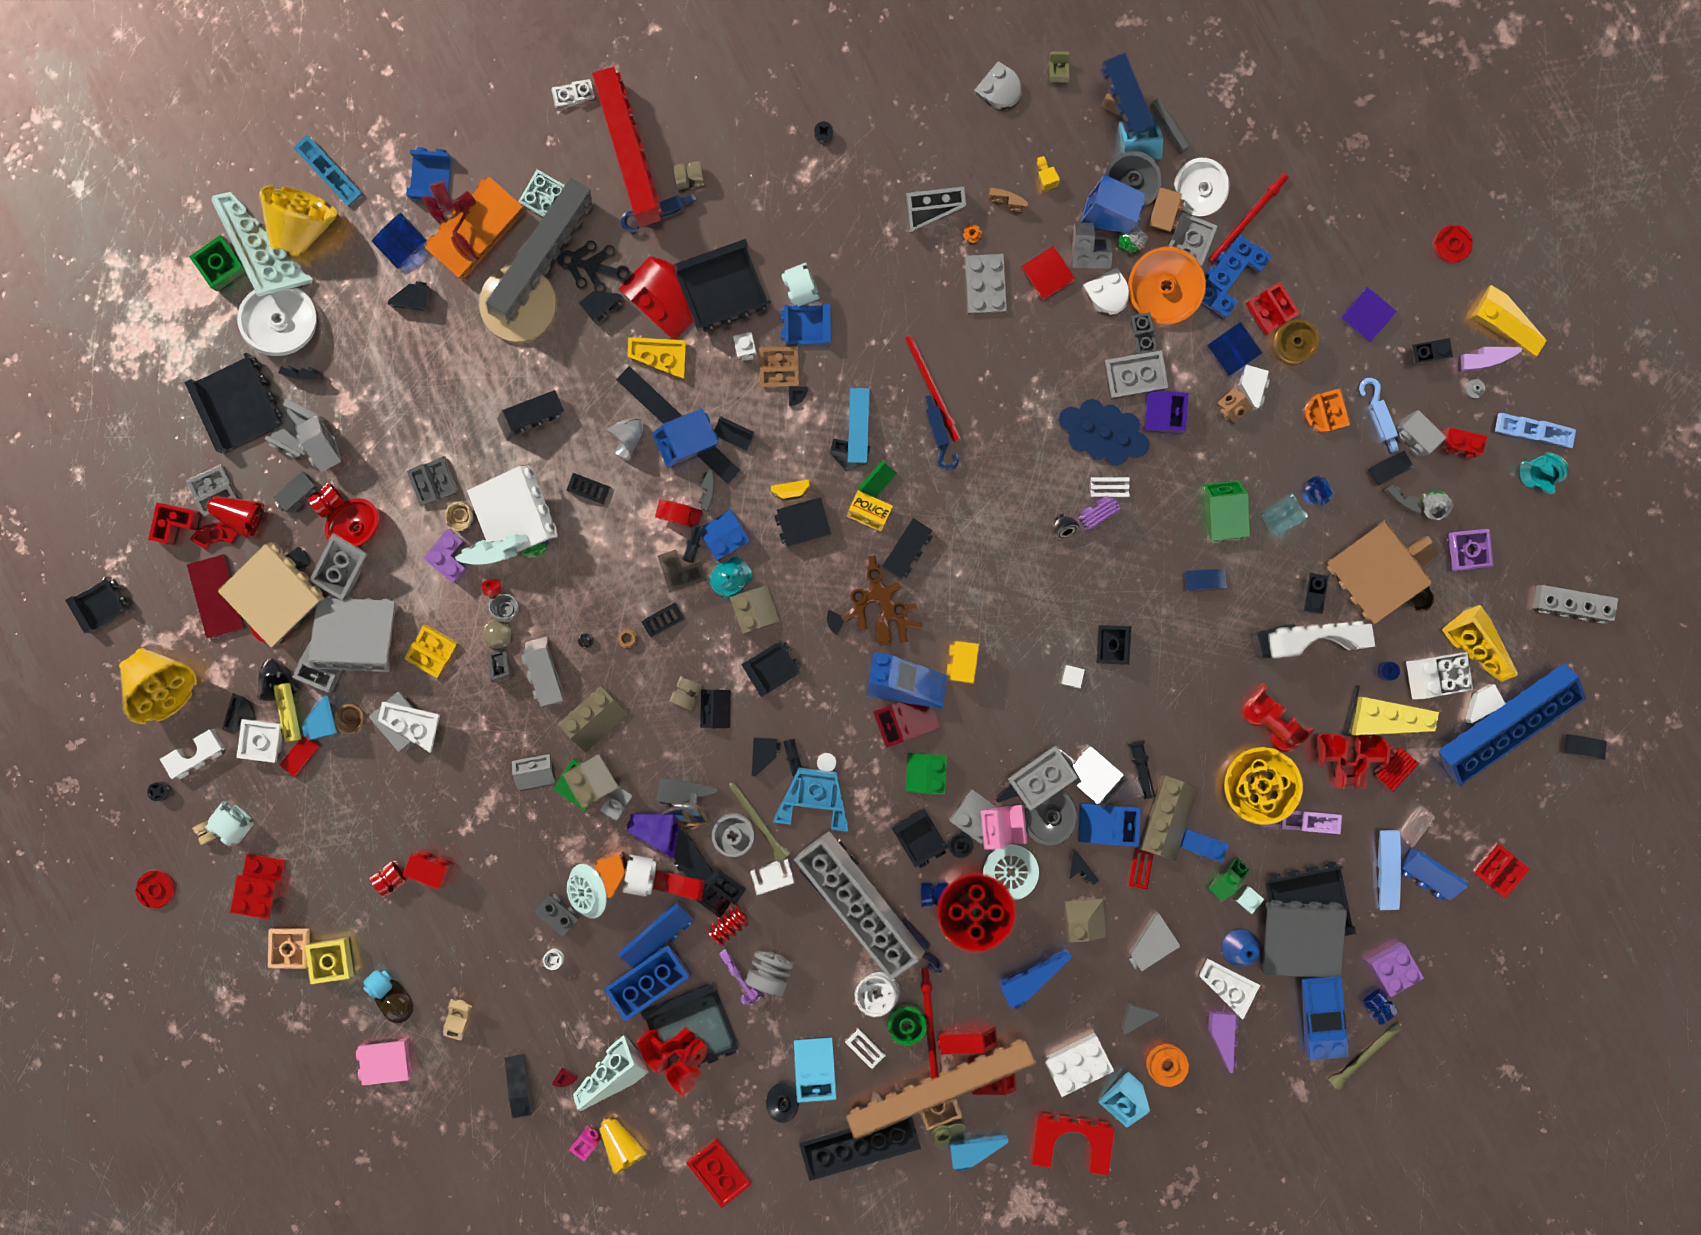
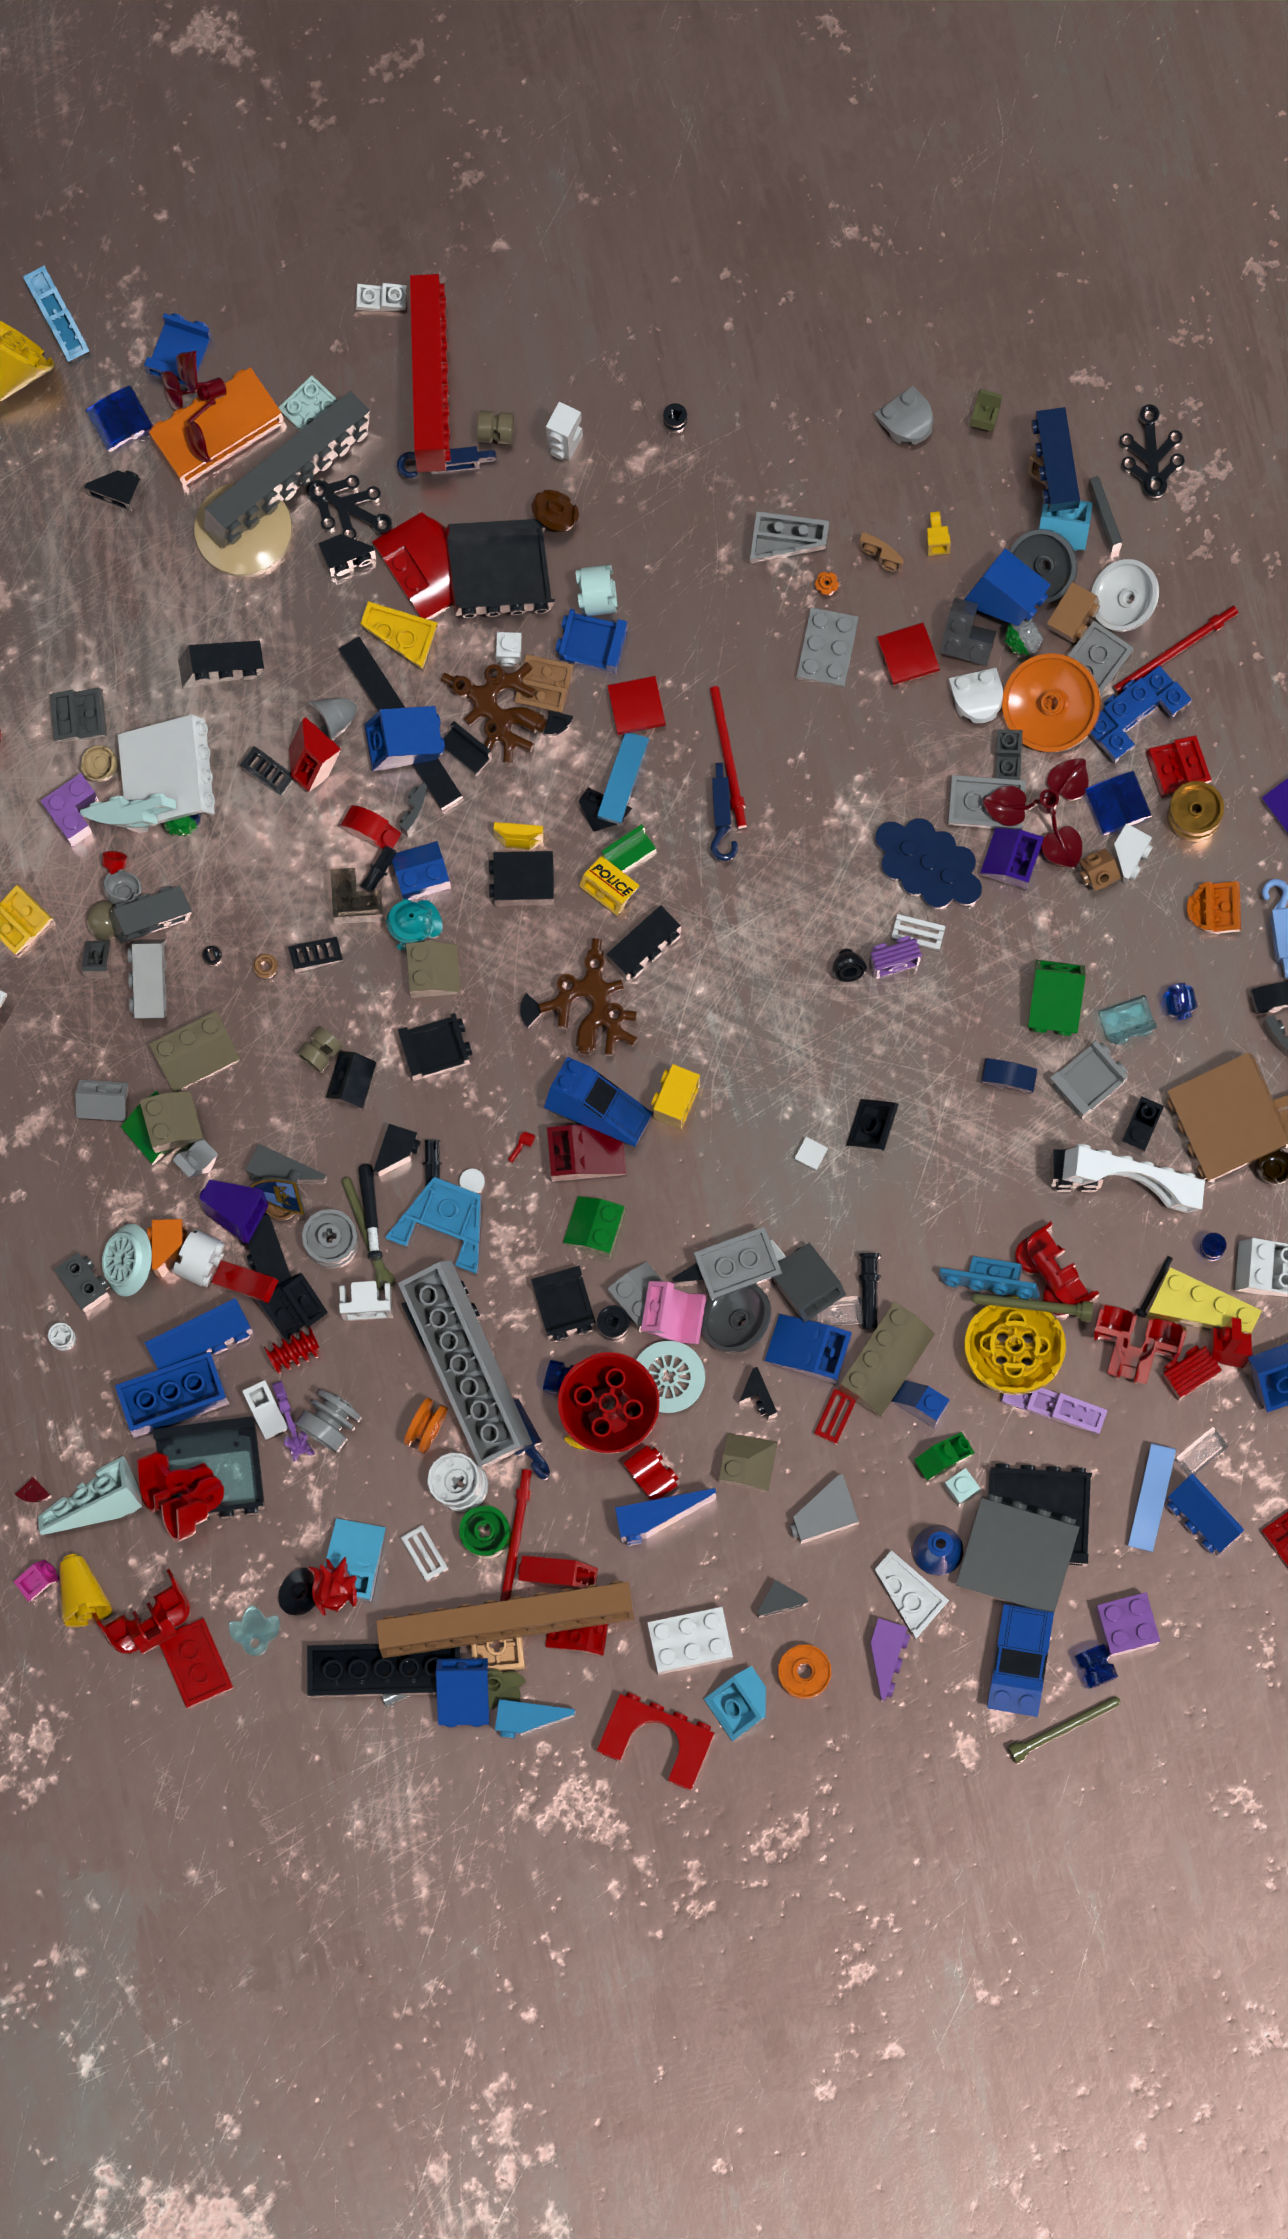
camera: 20 degrees right, 10 degrees down
(530, 623) = (150, 913): none -> dark grey brick
(618, 469) = (311, 755): none -> red slope
(687, 1163) = (133, 1635): none -> red piece
(719, 975) = (265, 1409): none -> white slope
(738, 393) = (486, 705): none -> reddish brown plant
(743, 167) = (564, 431): none -> white arch
(751, 229) = (555, 510): none -> reddish brown tile
(751, 791) = (368, 1195): none -> black piece
(756, 1135) = (255, 1627): none -> clear light blue plate
(807, 1101) = (333, 1586): none -> red hair
(842, 958) = (425, 1425): none -> orange wheel
(853, 366) = (636, 705): none -> red slope
(858, 720) = (525, 1139): none -> red hand
(922, 1147) = (462, 1692): none -> blue panel
(1019, 950) = (650, 1473): none -> red brick
(1154, 370) = (1066, 779): none -> dark red plant
(1193, 70) = (1152, 456): none -> black plant
(1232, 735) = (991, 1275): none -> dark azure bracket
(1265, 566) = (1089, 1079): none -> light grey panel
(1307, 747) = (1081, 1310): none -> olive piece
(1422, 743) = (1231, 1345): none -> red brick

